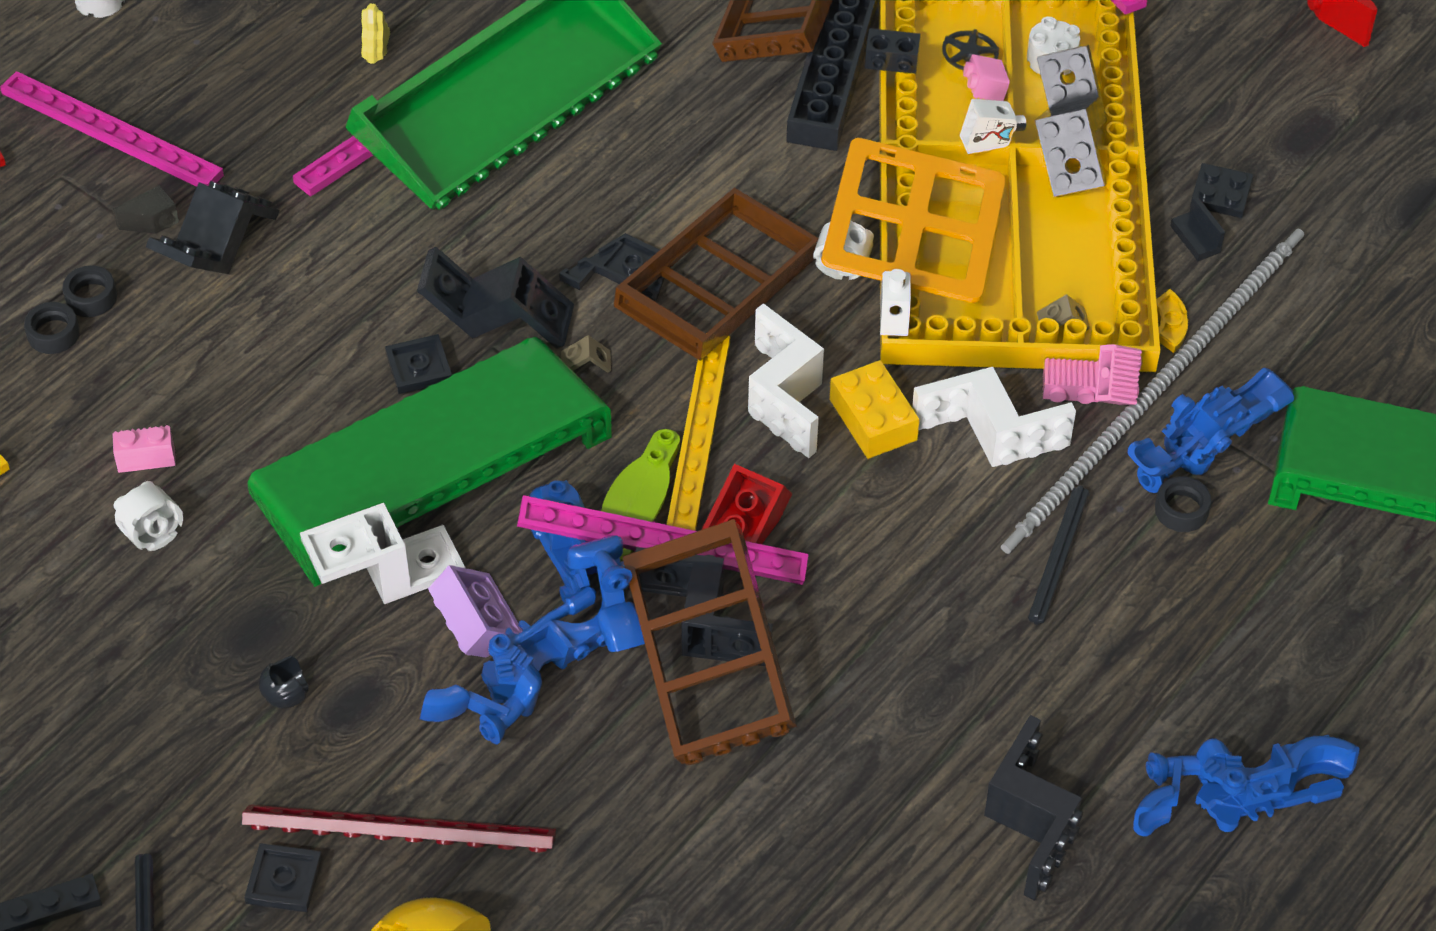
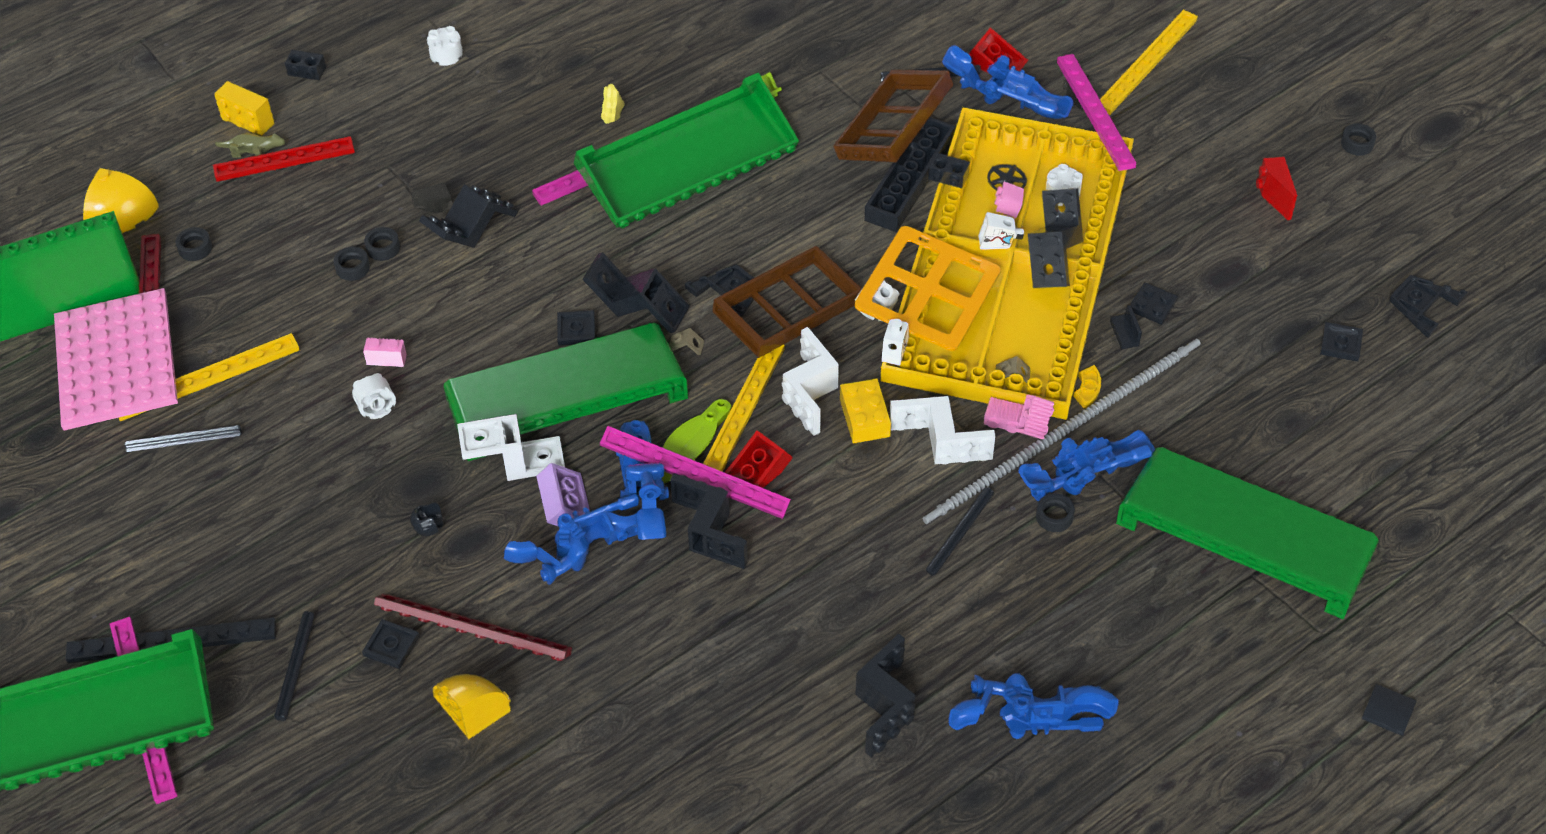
camera: 15 degrees right, 0 degrees up
(110, 130) = (426, 141): dark pink plate -> none
(680, 549) = (693, 480): reddish brown window -> none

